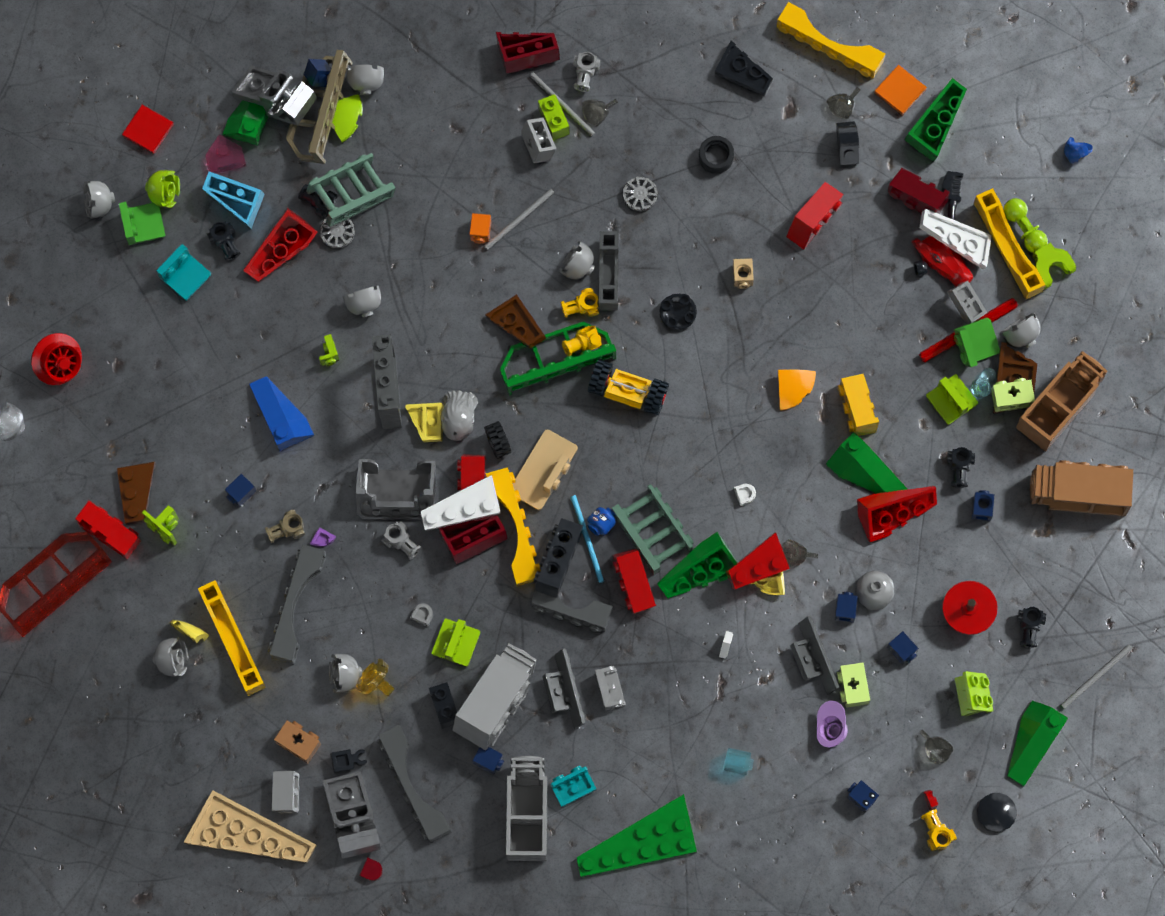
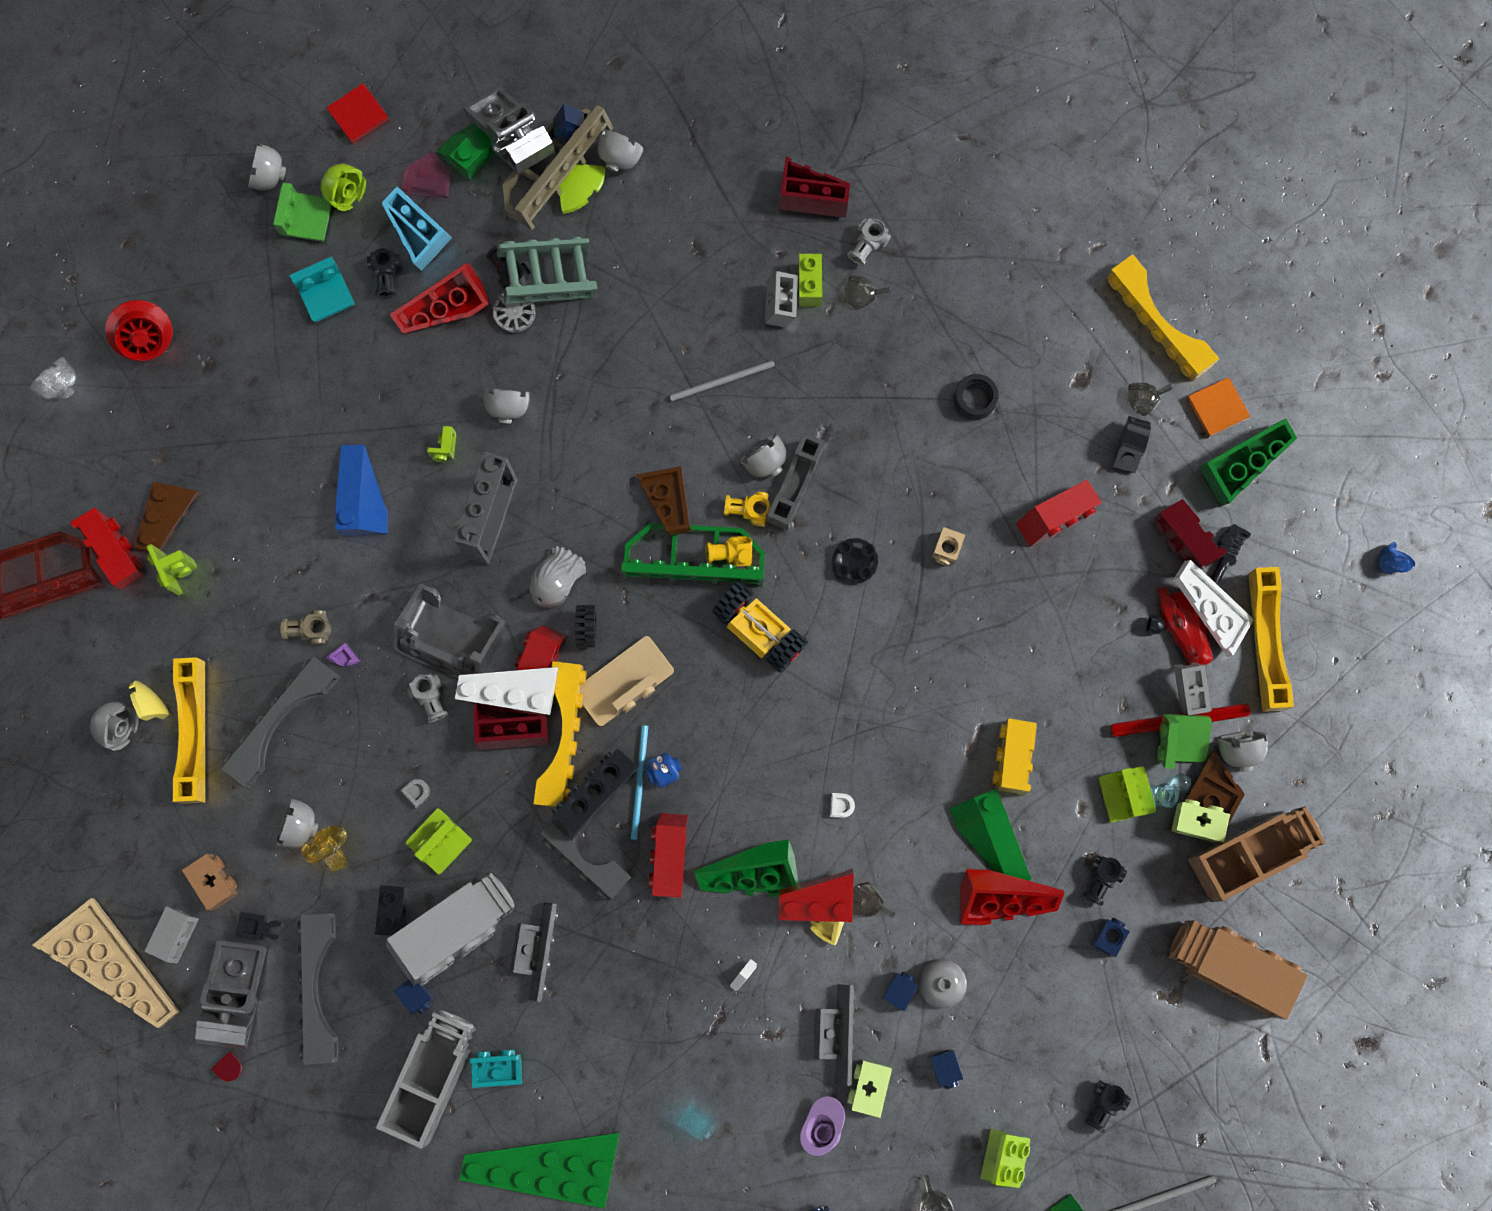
camera: 20 degrees right, 5 degrees up
(240, 490) = (275, 564): dark blue brick -> none
(427, 420) = (517, 570): light yellow wing -> none
(480, 228) = (673, 373): orange brick -> none
(563, 104) = (827, 269): light grey axle -> none
(610, 688) = (588, 970): light grey hinge -> none
(633, 530) = (700, 818): sand green fence -> none
(640, 193) = (870, 406): light grey wheel -> none
(741, 70) = (1044, 309): black wing -> none
(794, 387) = (950, 703): light orange brick -> none
(970, 607) = (1044, 1056): red piece -> none
(1036, 241) = (1303, 650): lime piece -> none

